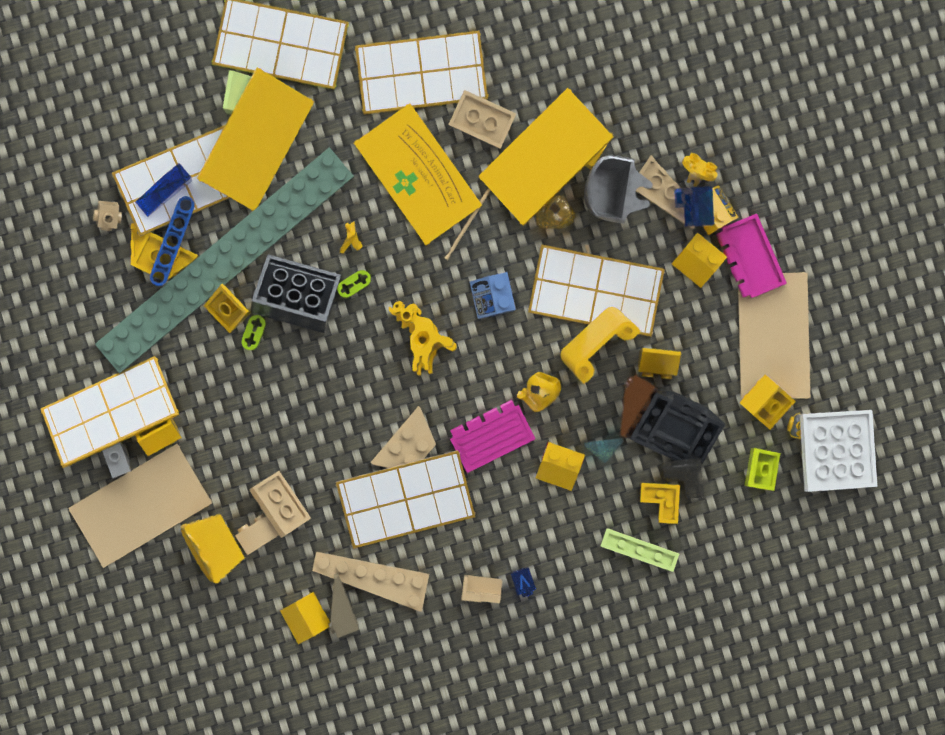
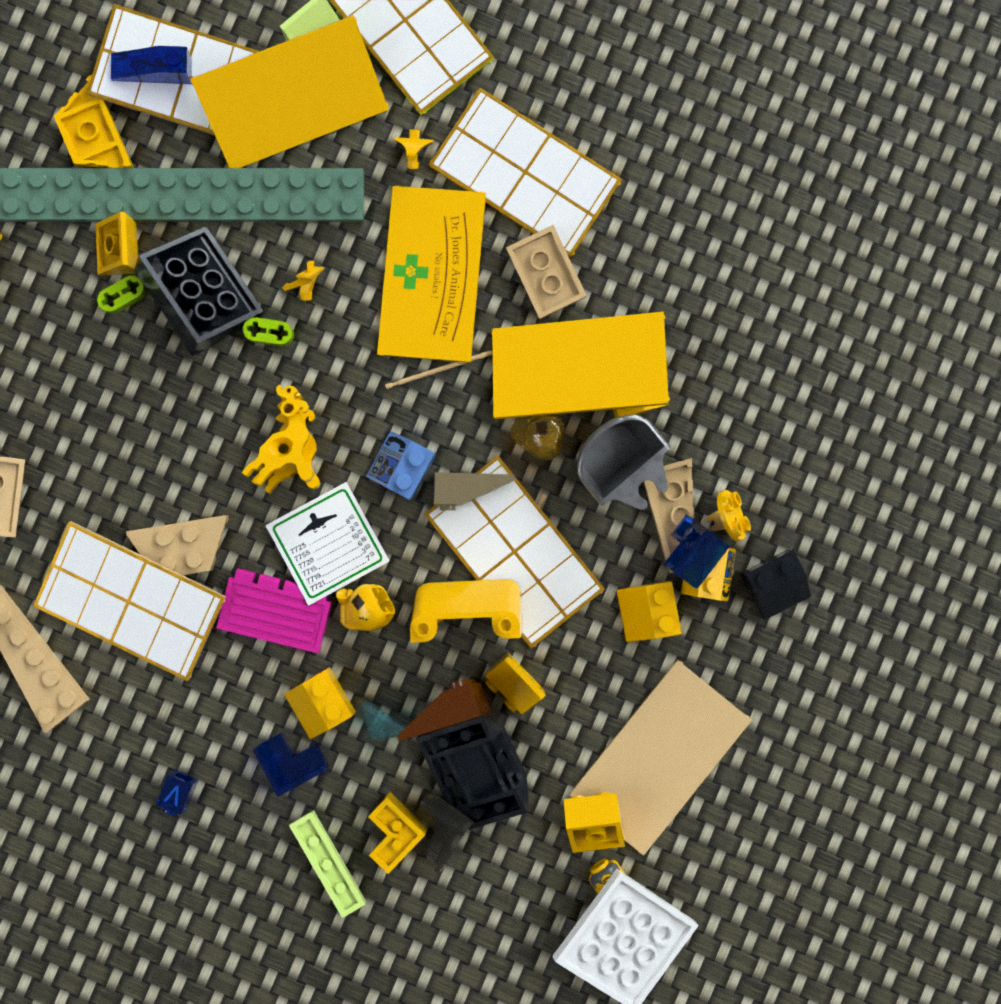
camera: 45 degrees right, 0 degrees up
(104, 209) = (72, 44): tan brick -> none
(172, 231) = (99, 125): blue beam -> none
(347, 111) = (413, 146): none -> yellow piece
(481, 589) = (123, 762): tan panel -> none
(488, 374) = (327, 543): none -> white sticker
(537, 280) = (462, 488): none -> dark tan slope
(572, 517) = (284, 768): none -> clear blue panel
(753, 257) = (709, 654): dark pink hinge -> none
(757, 185) = (777, 583): none -> black slope
(762, 469) = (527, 888): neon yellow slope -> none

